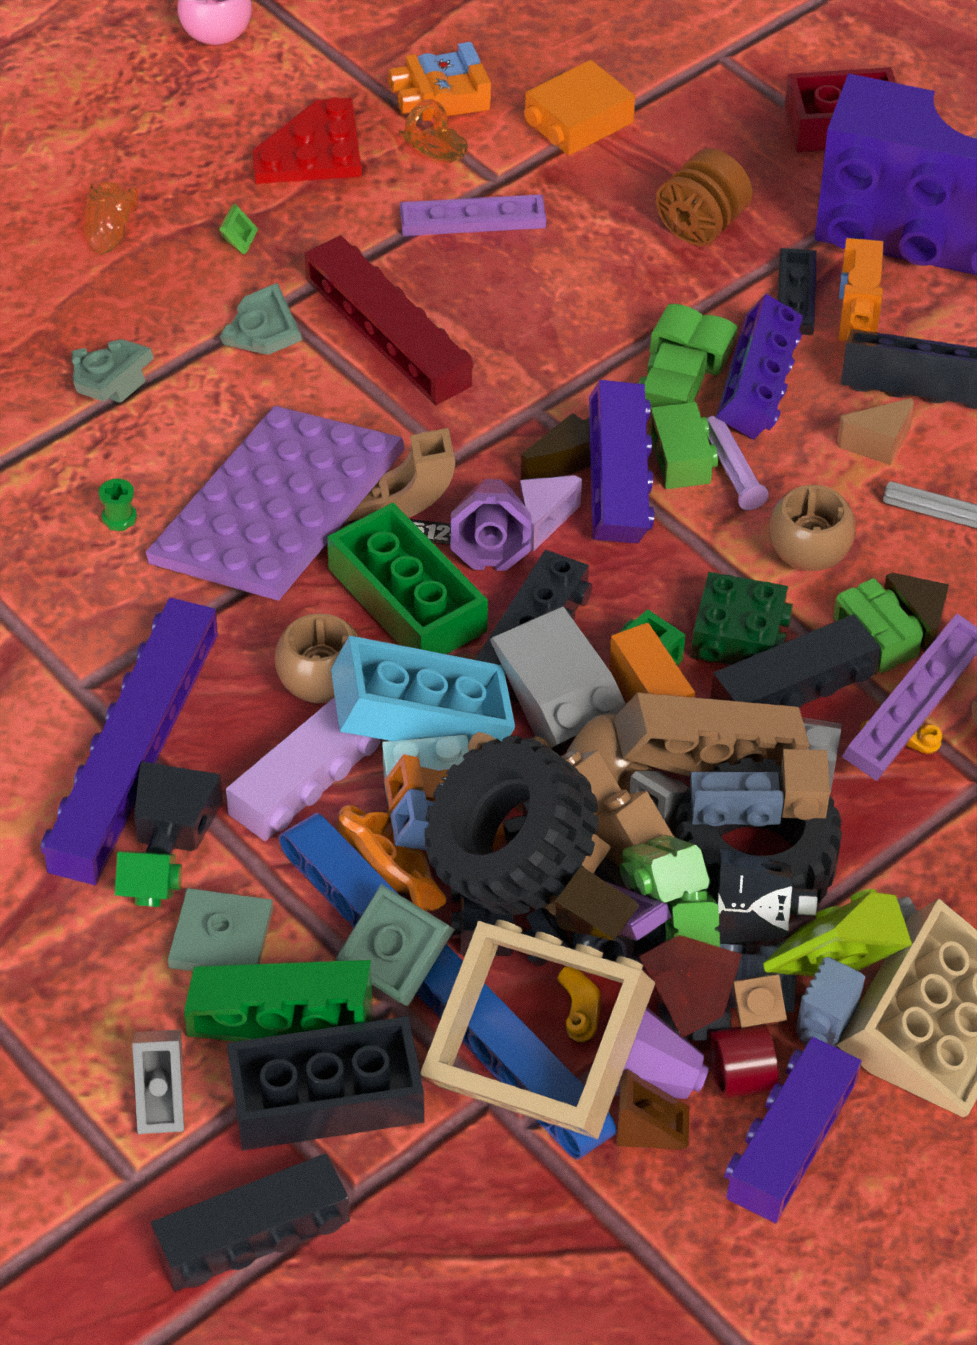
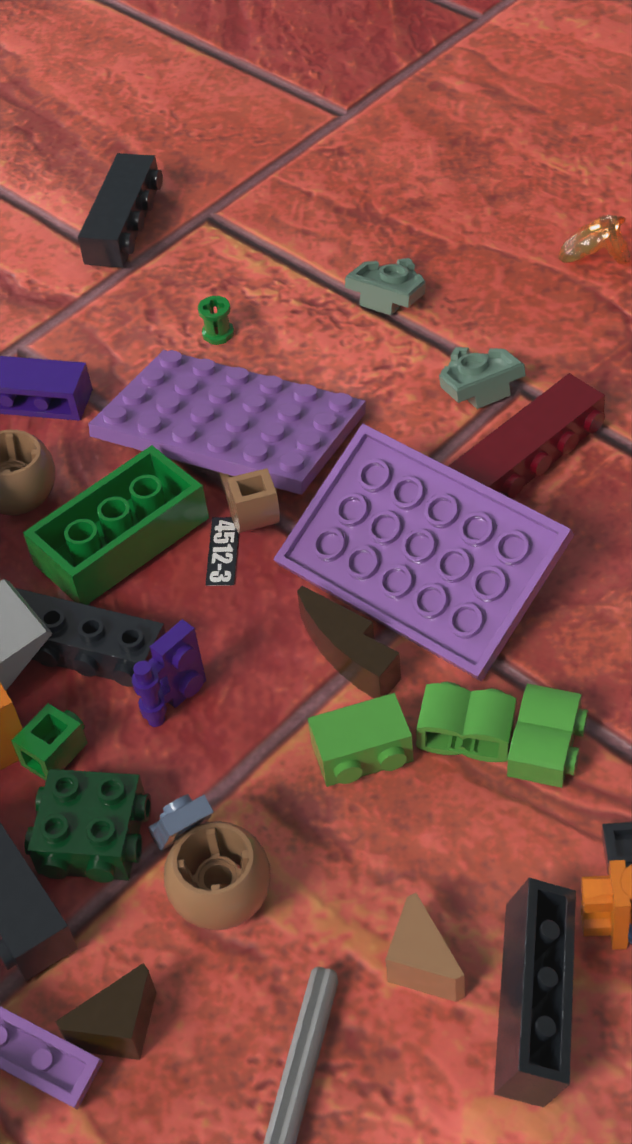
camera: 90 degrees right, 0 degrees up
(238, 229) = (611, 332): bright green slope -> none
(491, 527) = (213, 578): medium lavender cone -> none
(496, 371) = (424, 550): none -> medium lavender plate
(550, 504) = (242, 625): lavender slope -> none
(602, 548) = (170, 674): none -> dark purple plate
(620, 462) = (291, 667): dark purple brick -> none
(750, 492) = (349, 798): lavender axle -> none
(760, 367) = (502, 802): dark purple brick -> none
(769, 536) = (178, 818): none -> sand blue plate
(885, 621) = (83, 965): bright green brick -> none

